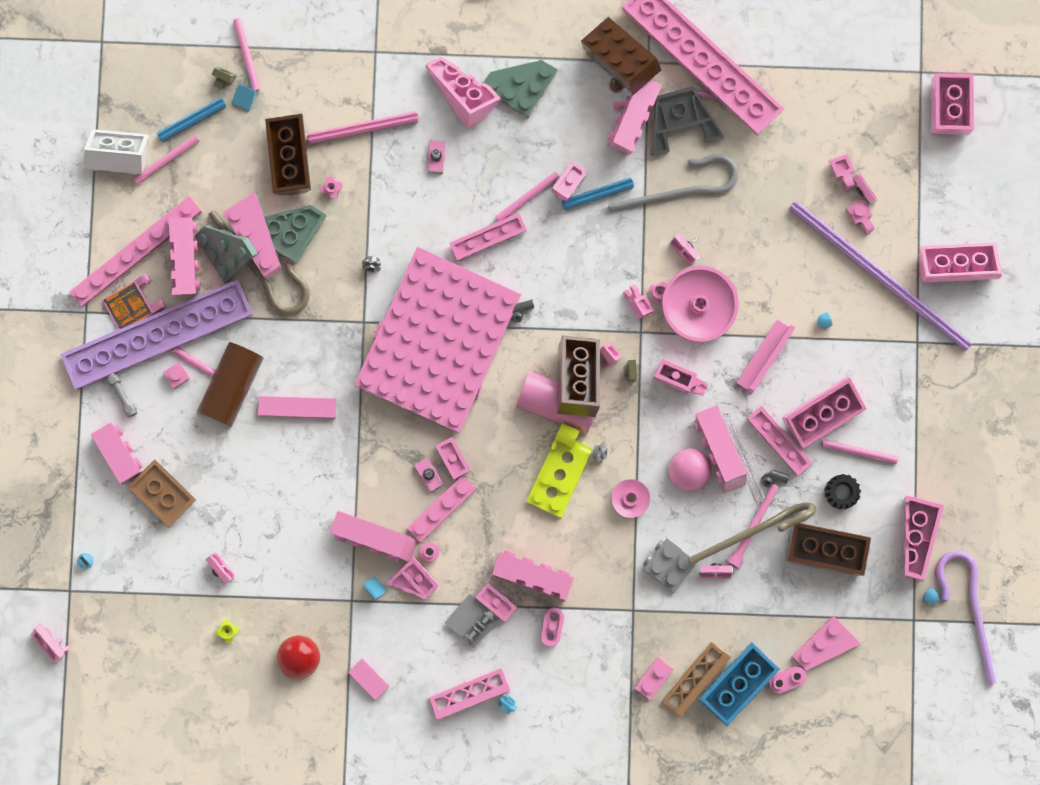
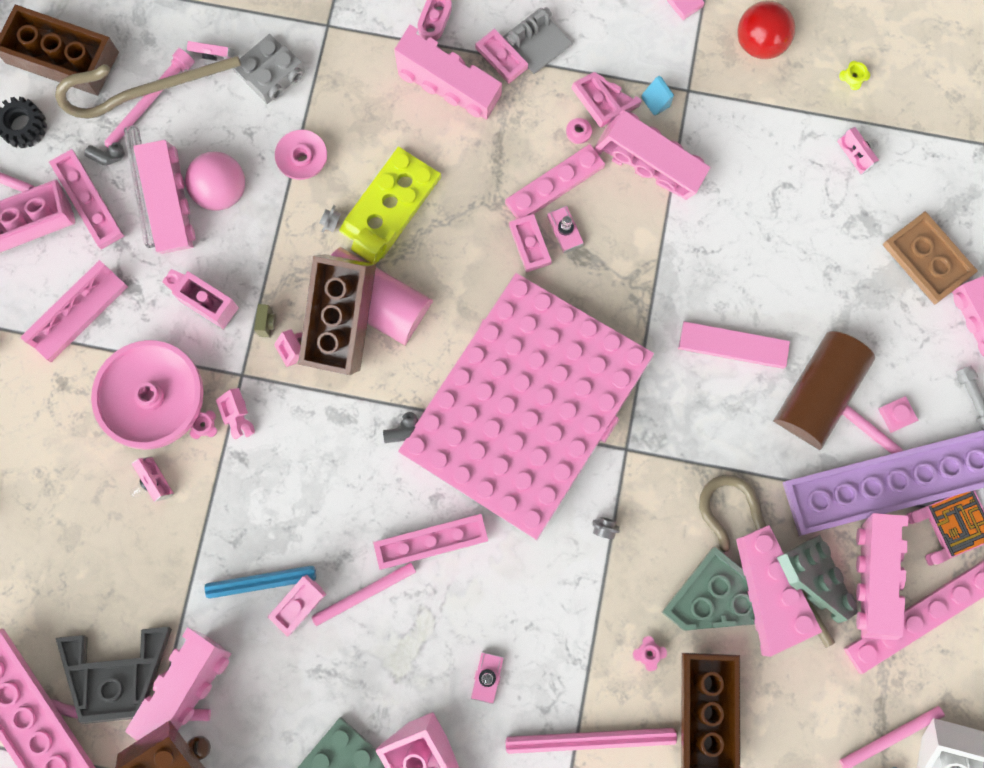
camera: 165 degrees left, 5 degrees down
(687, 190) = (127, 566): light grey piece -> none

